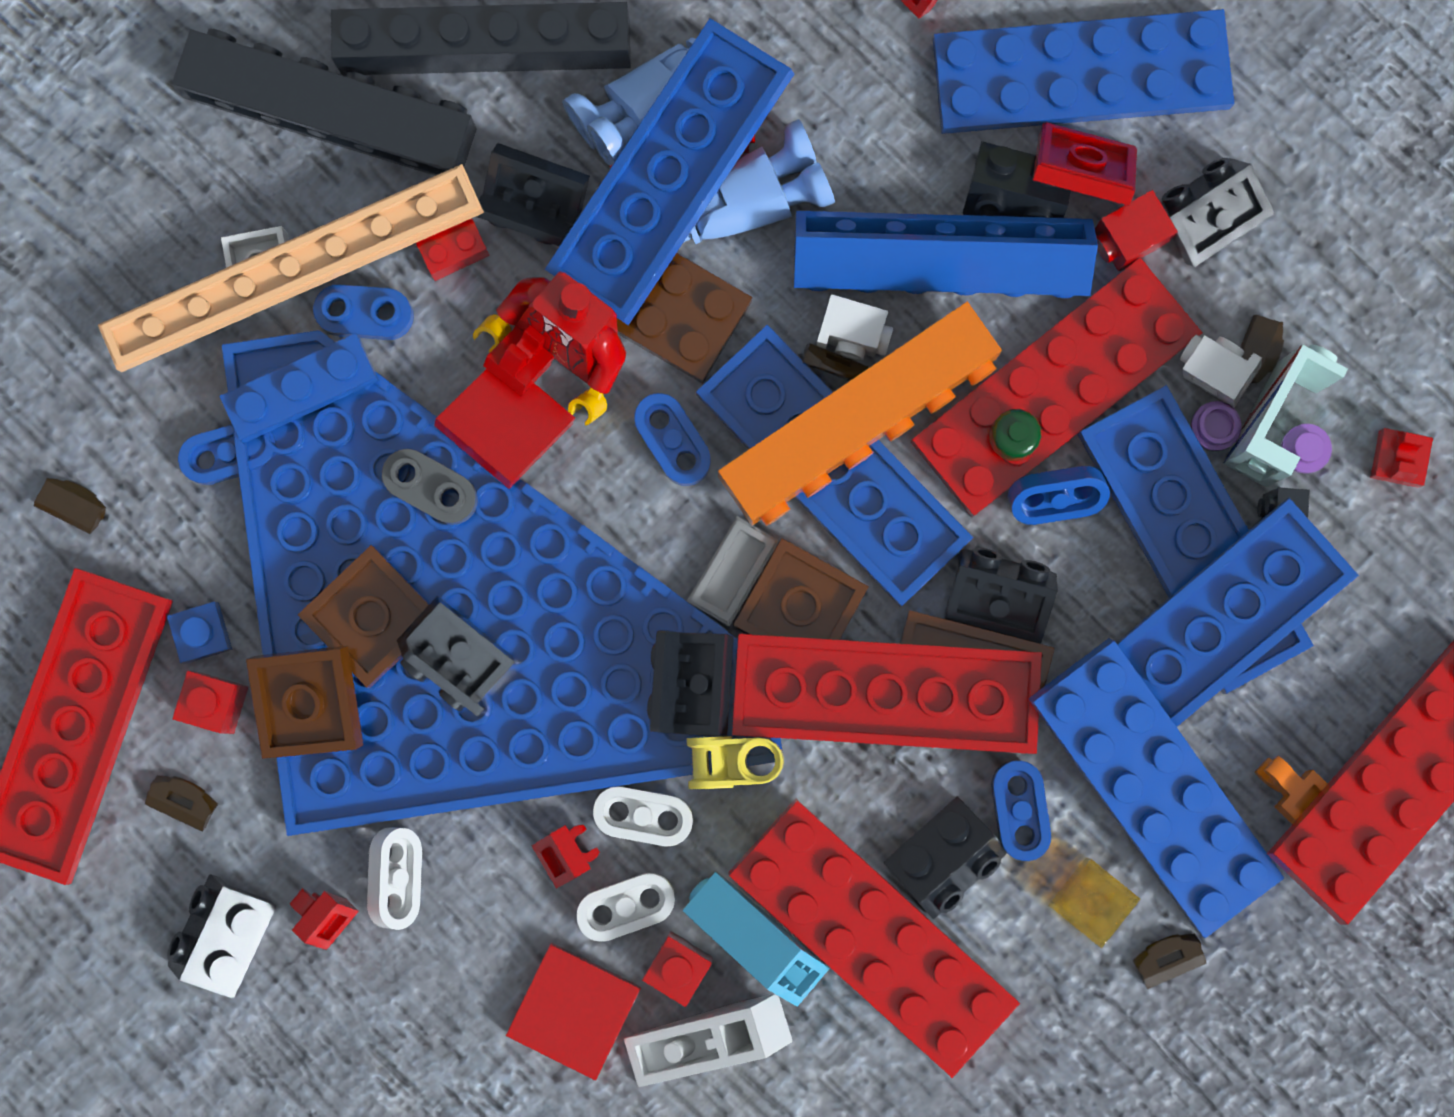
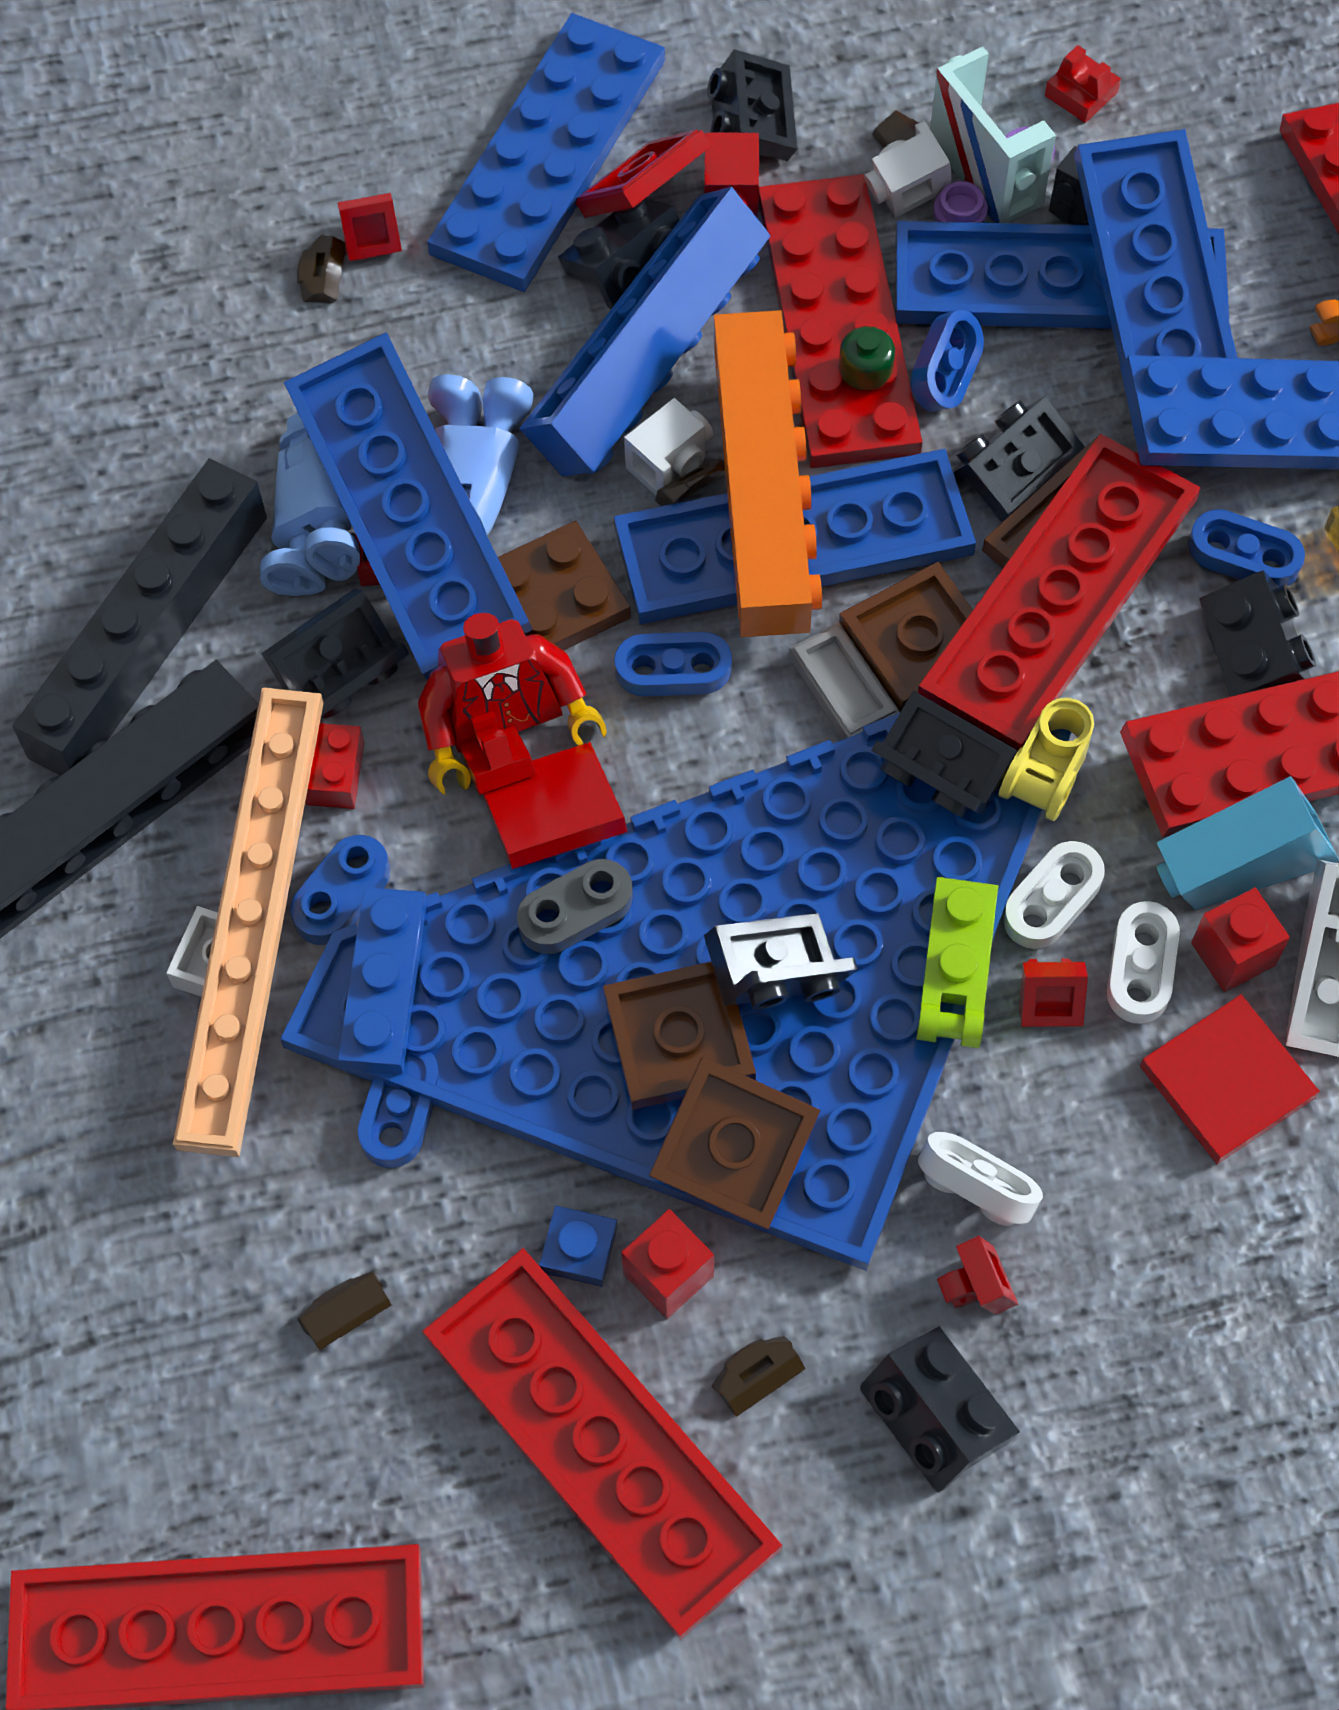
camera: 60 degrees left, 20 degrees down
(540, 778) = (957, 960): none -> lime plate

